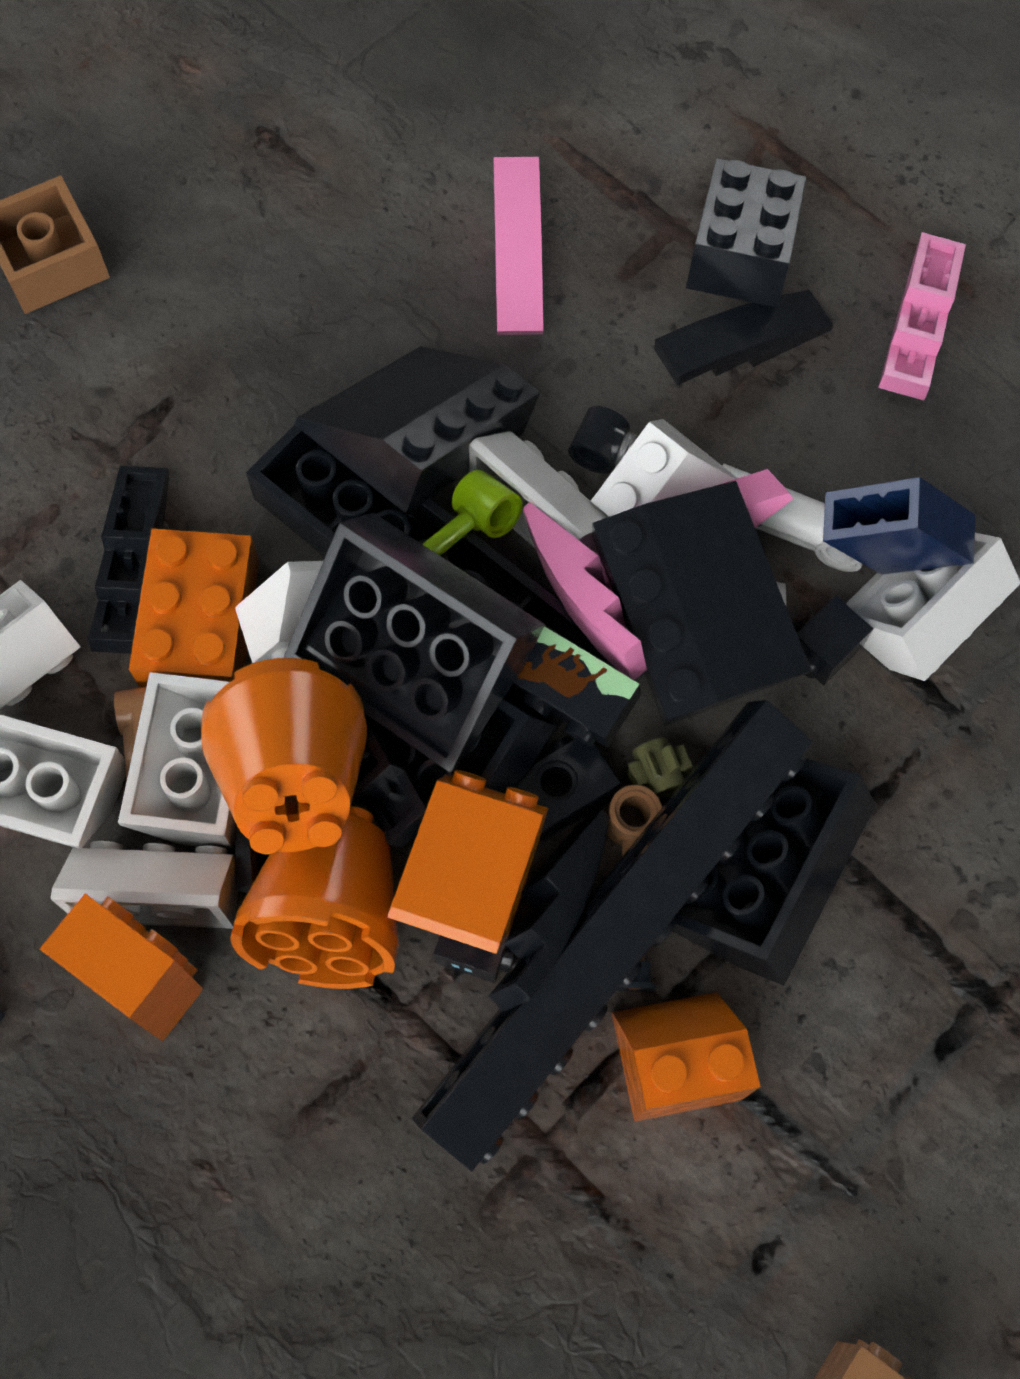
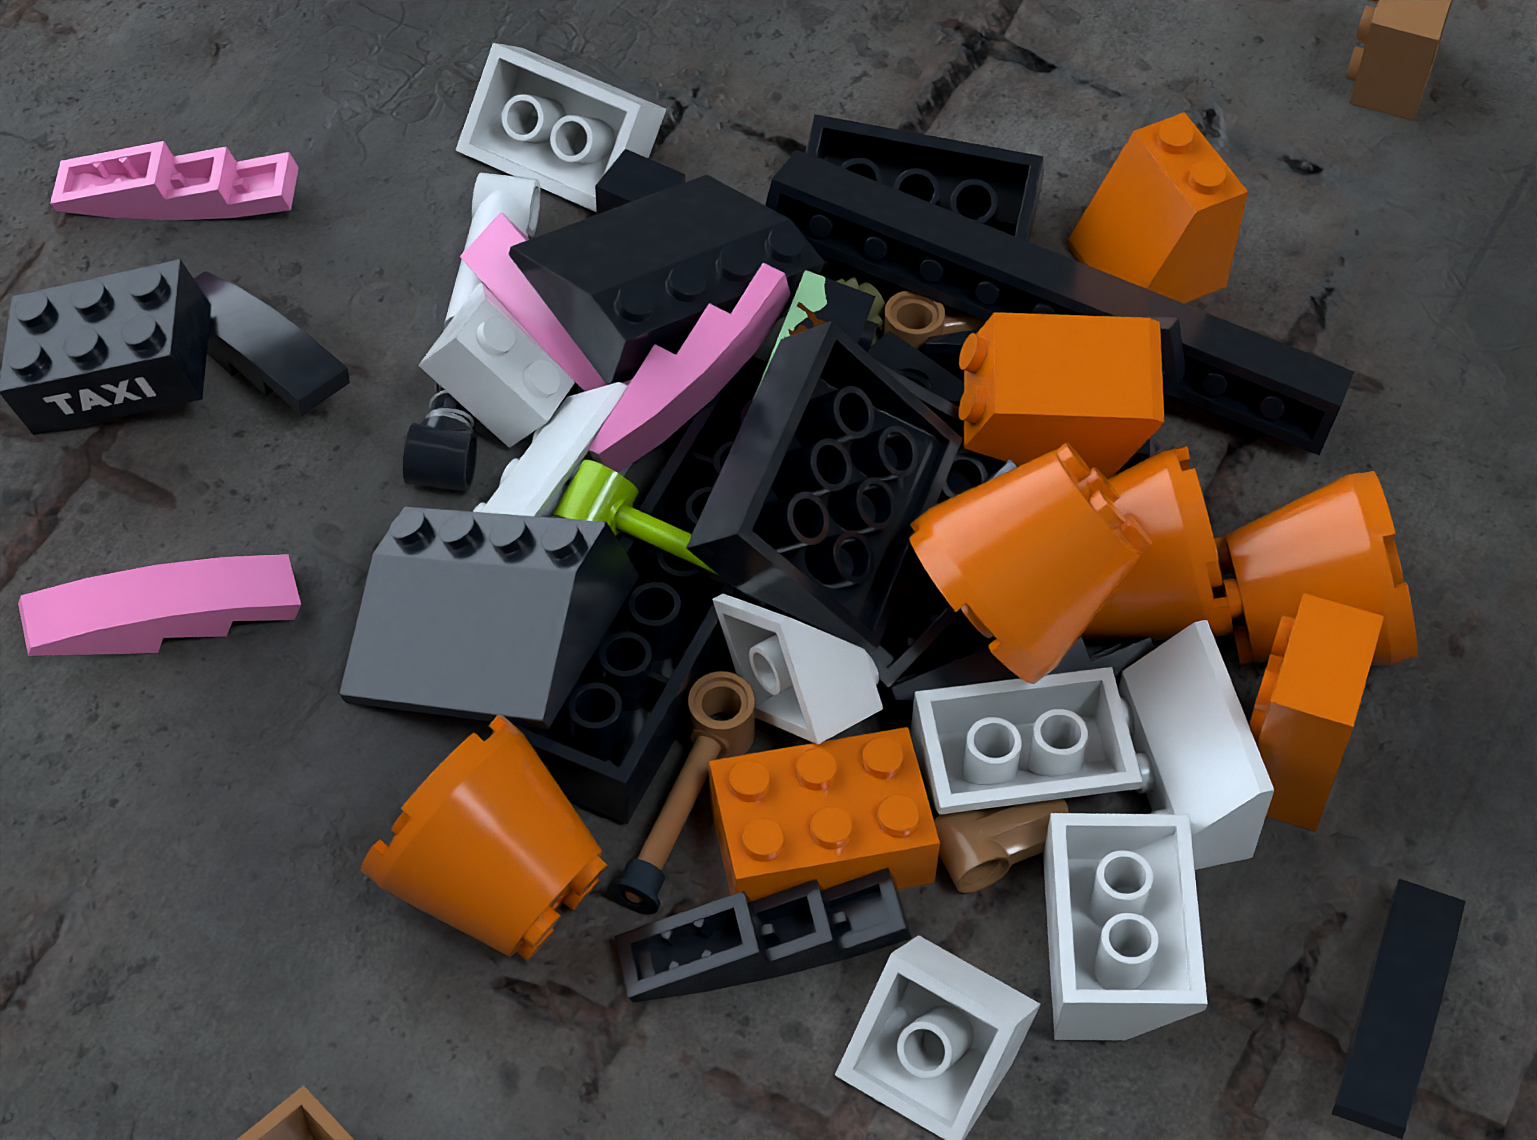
camera: 105 degrees left, 15 degrees down
(202, 493) = (711, 740): none -> medium nougat piece
(230, 386) = (490, 845): none -> orange cone
(253, 1042) = (1327, 546): none -> orange cone
(899, 526) = (516, 111): dark blue brick -> none

